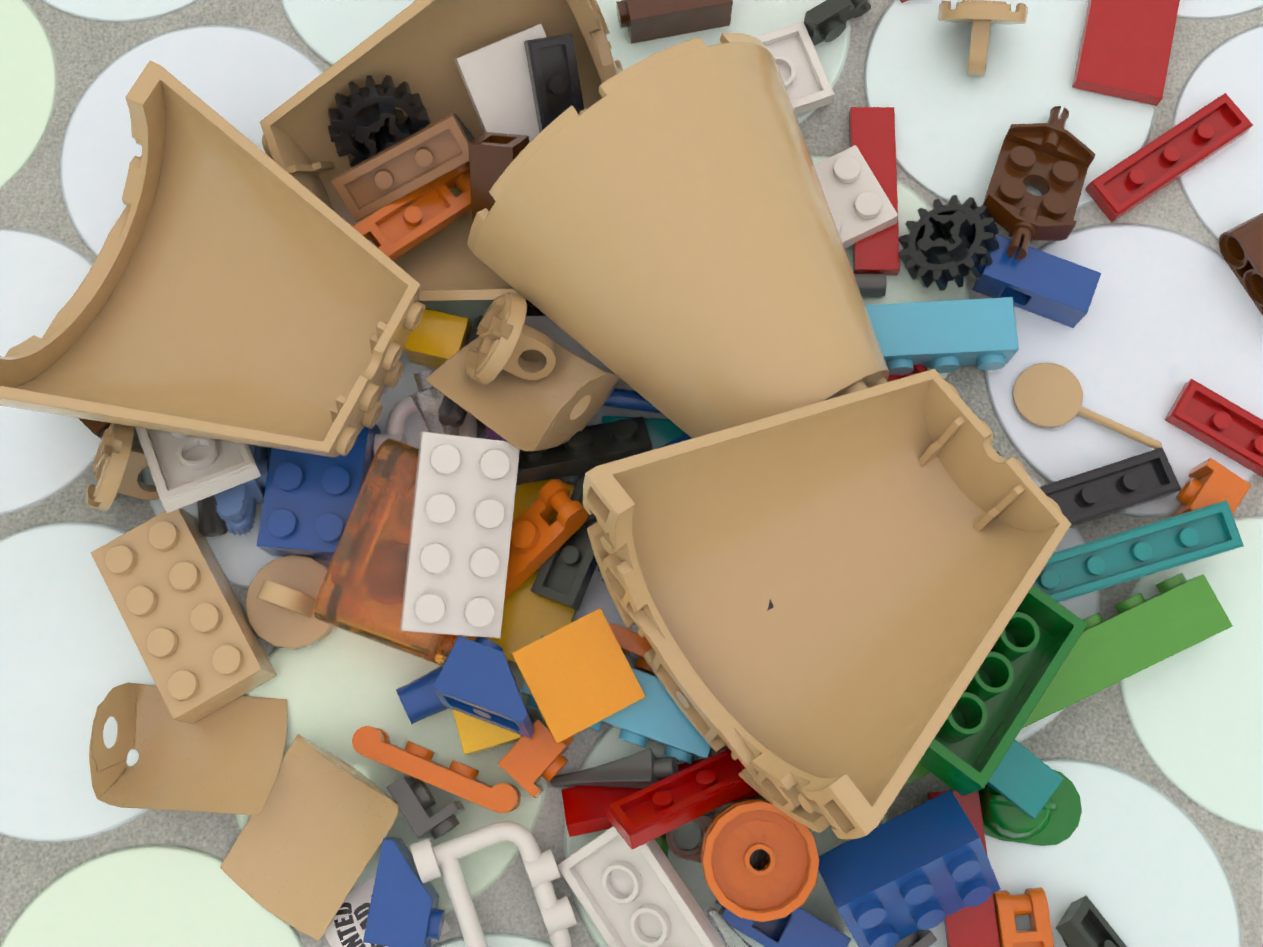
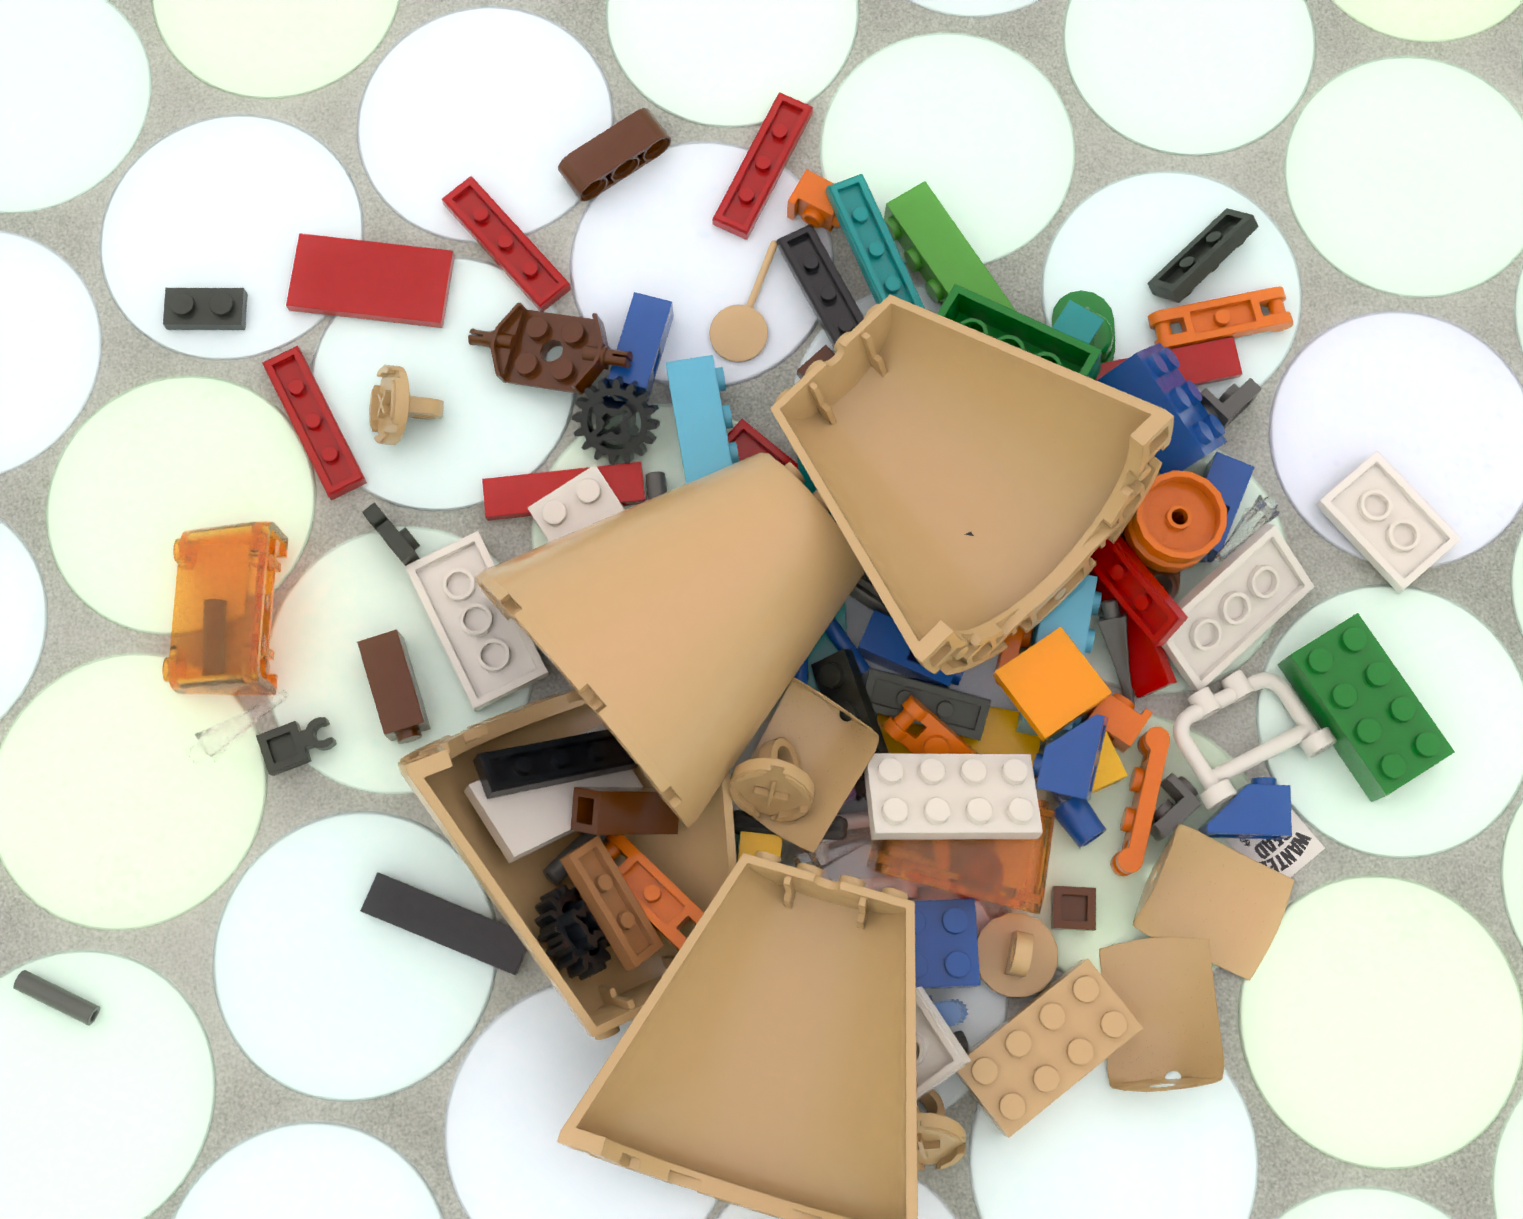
camera: 100 degrees left, 0 degrees up
(331, 673) = (1073, 908): none -> reddish brown plate

